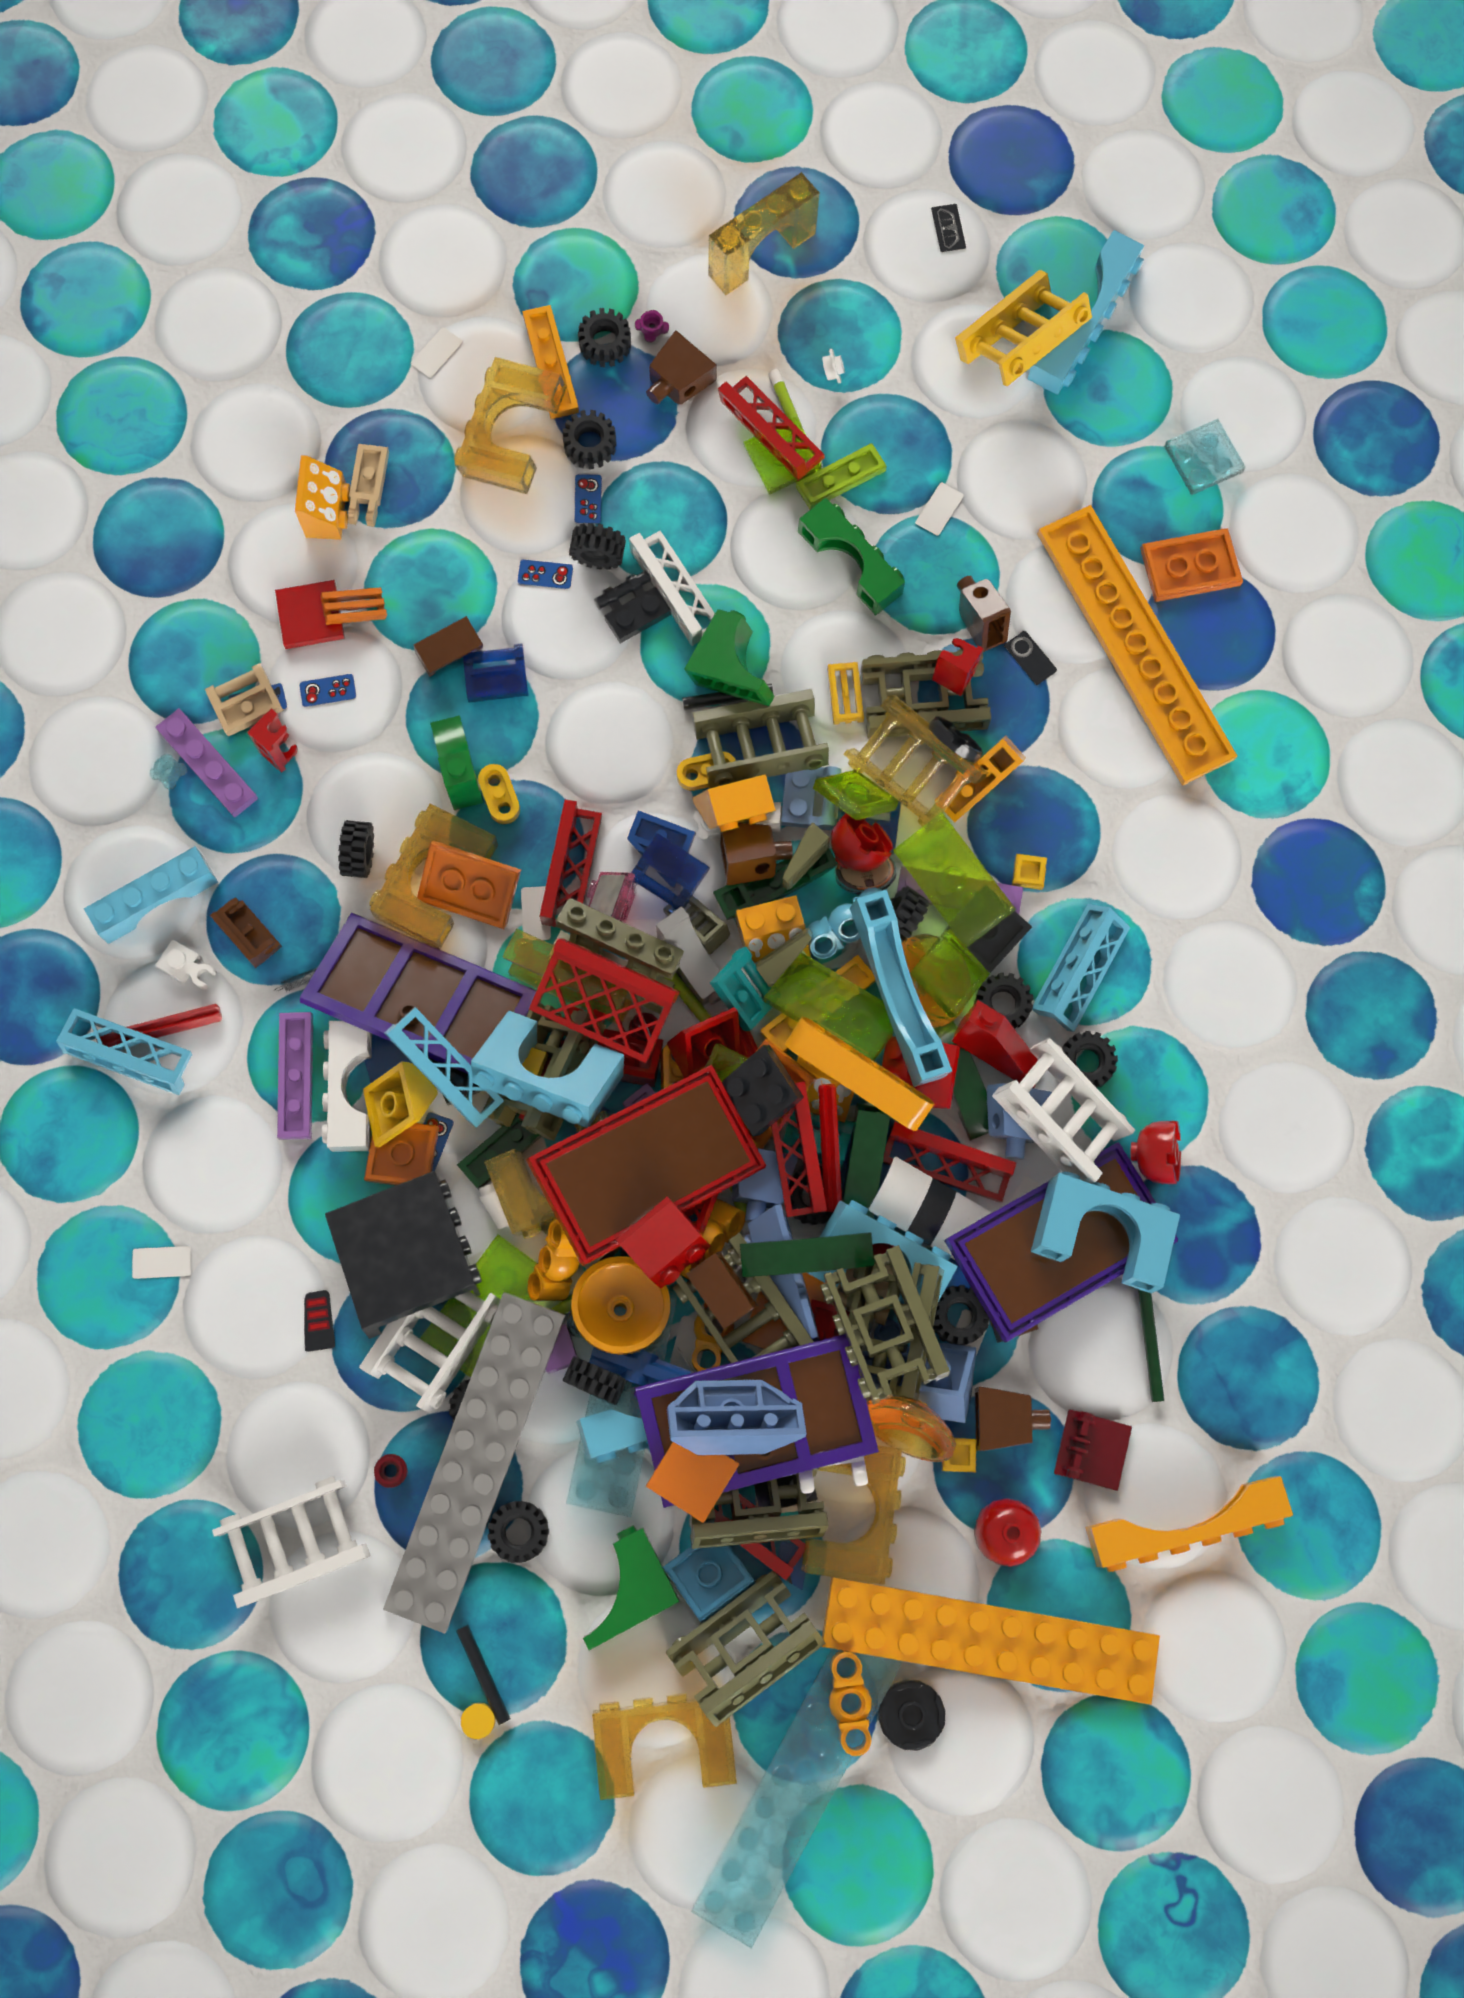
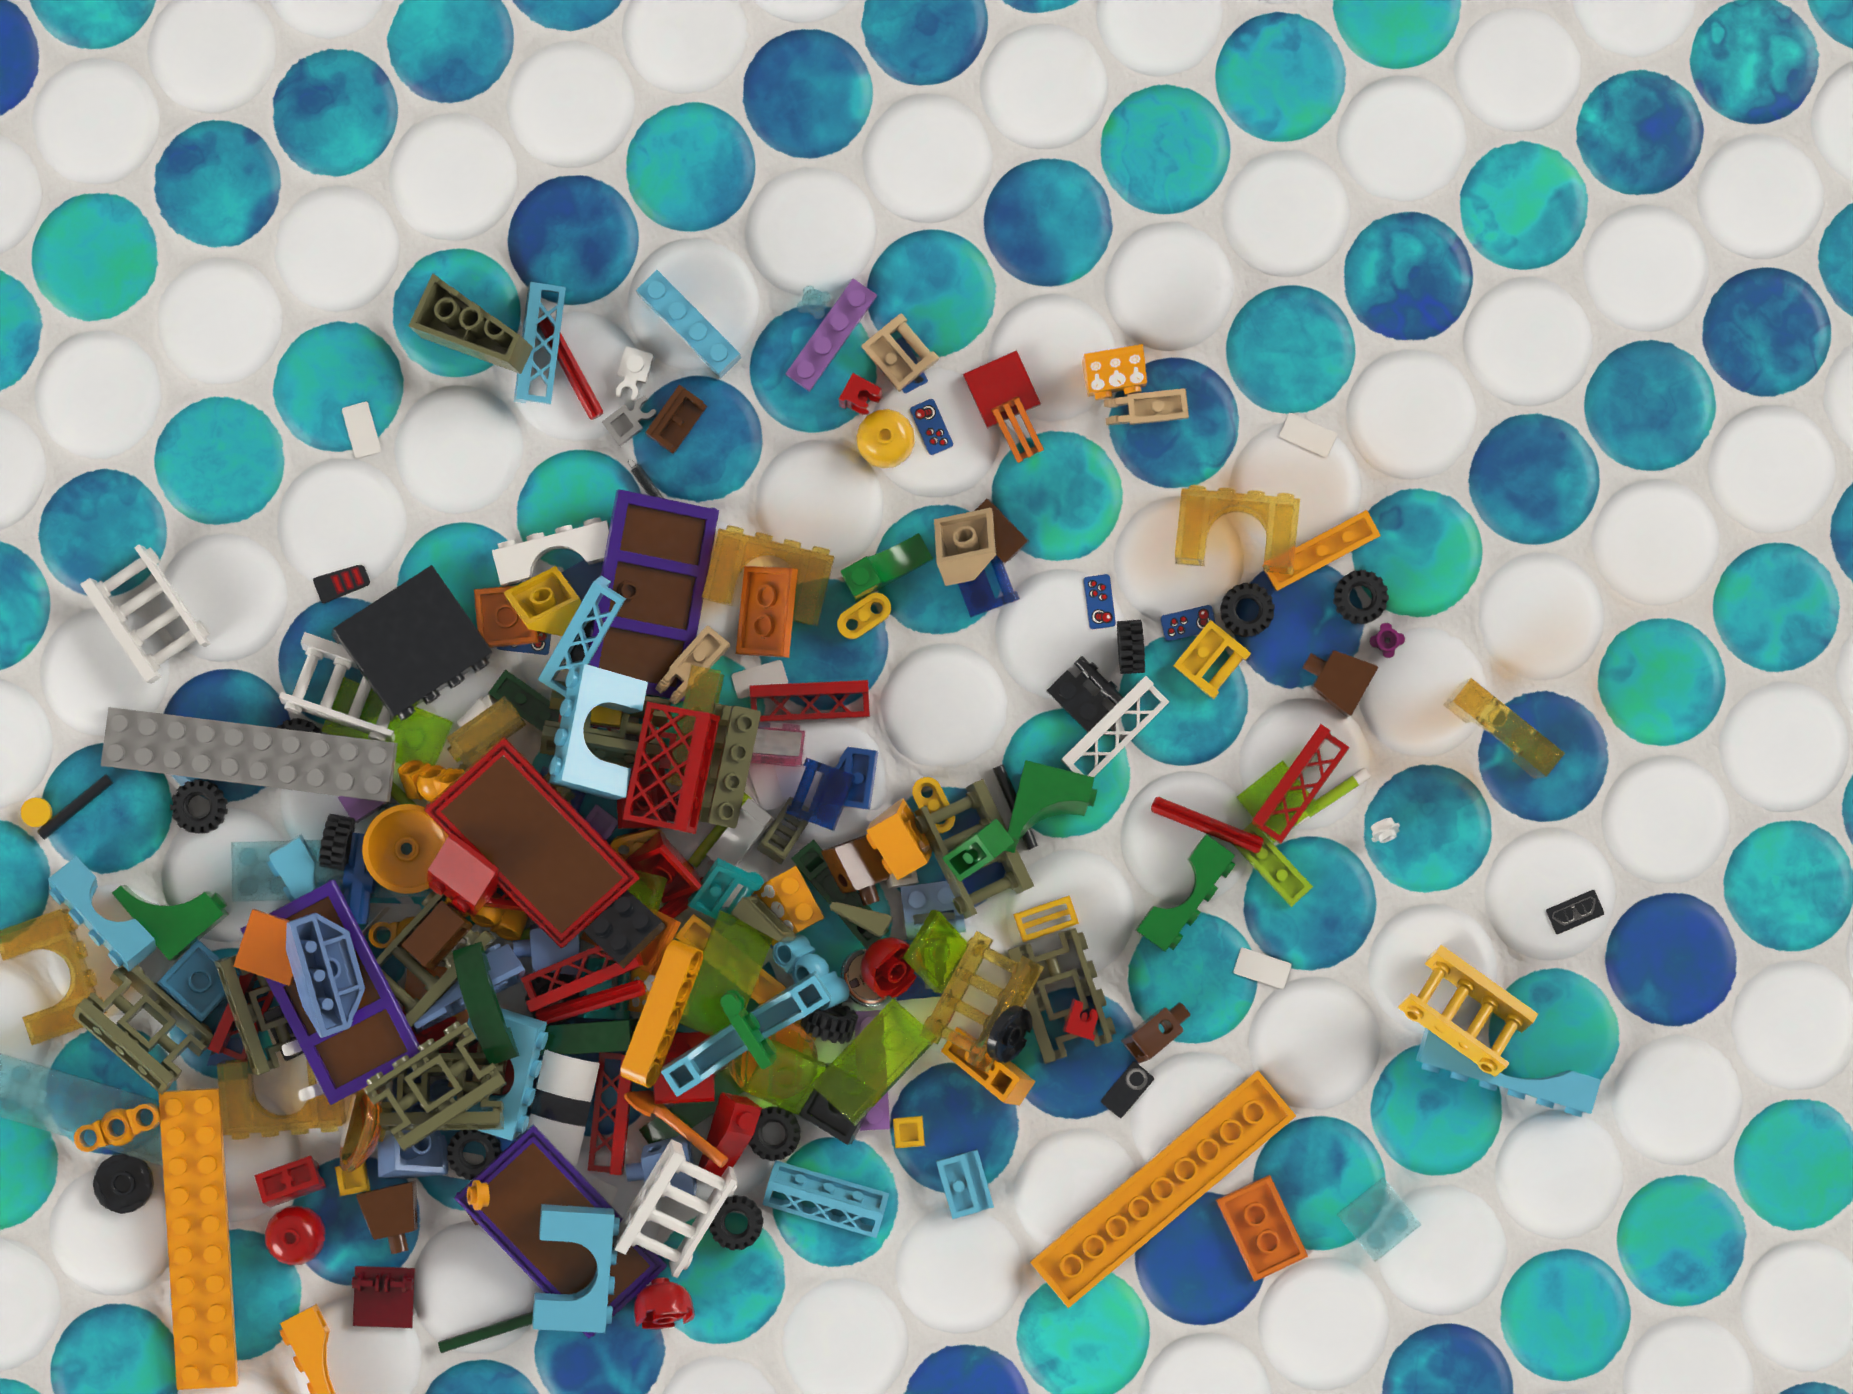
camera: 80 degrees right, 10 degrees up
(82, 1118) = (462, 325): none -> olive wedge
(235, 983) = (625, 423): none -> light grey plate
(295, 1076) = (553, 501): medium lavender plate -> none
(326, 733) = (885, 438): none -> yellow cylinder
(356, 849) = (774, 499): black tyre -> none
(380, 1470) = (219, 675): dark red plate -> none
(454, 671) = (964, 545): none -> tan slope
(504, 974) = (702, 652): none -> tan hinge
(620, 486) = (1204, 652): none -> yellow plate
(645, 1647) = (126, 940): none -> medium azure arch
(764, 720) = (978, 850): none -> green brick
(789, 521) = (1207, 825): none -> red axle
(894, 981) = (748, 1028): none -> green hinge
(895, 1443) = (348, 1117): none -> white sticker
(947, 1118) = (644, 1103): none -> orange piece
(949, 1523) = (289, 1181): none -> red hinge
(1009, 1311) = (478, 1195): none -> light orange plate
(1093, 827) = (964, 1184): none -> medium azure plate

